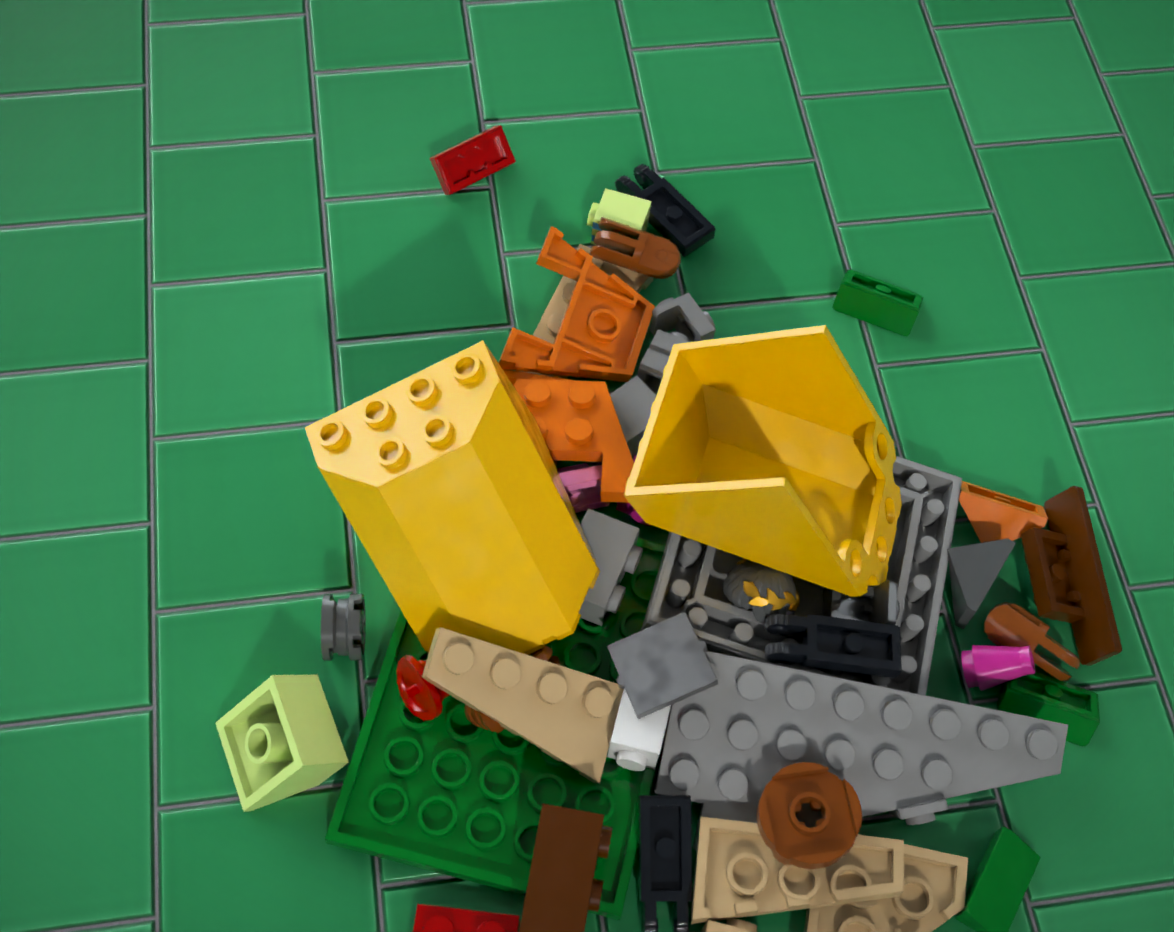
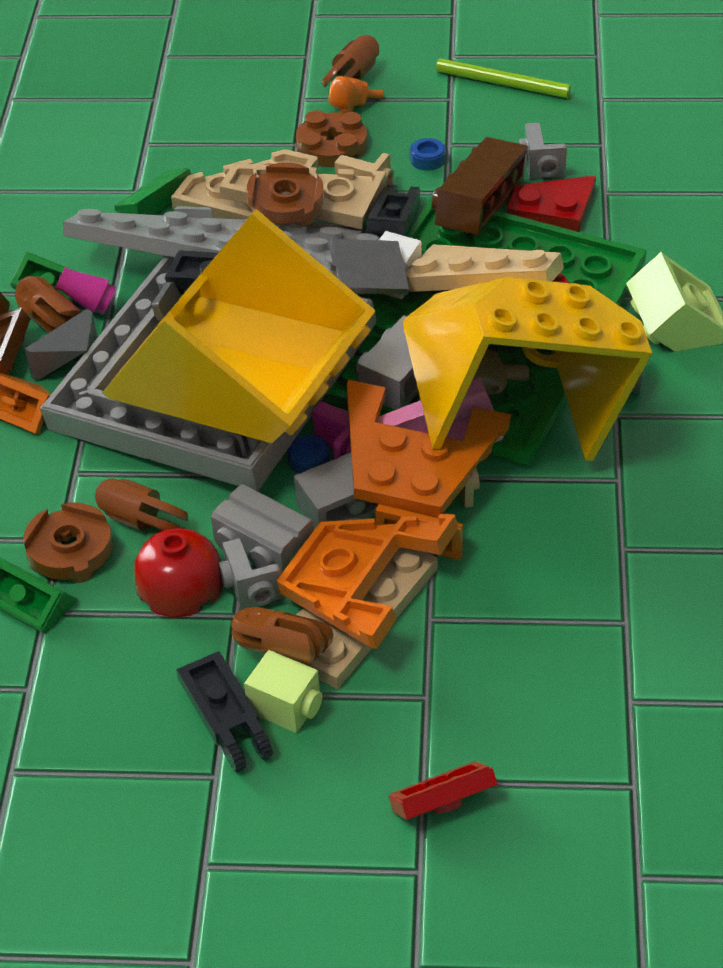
camera: 160 degrees left, 15 degrees down
(749, 312) = (177, 572): none -> red cylinder
(874, 328) = (74, 560): none -> dark orange plate

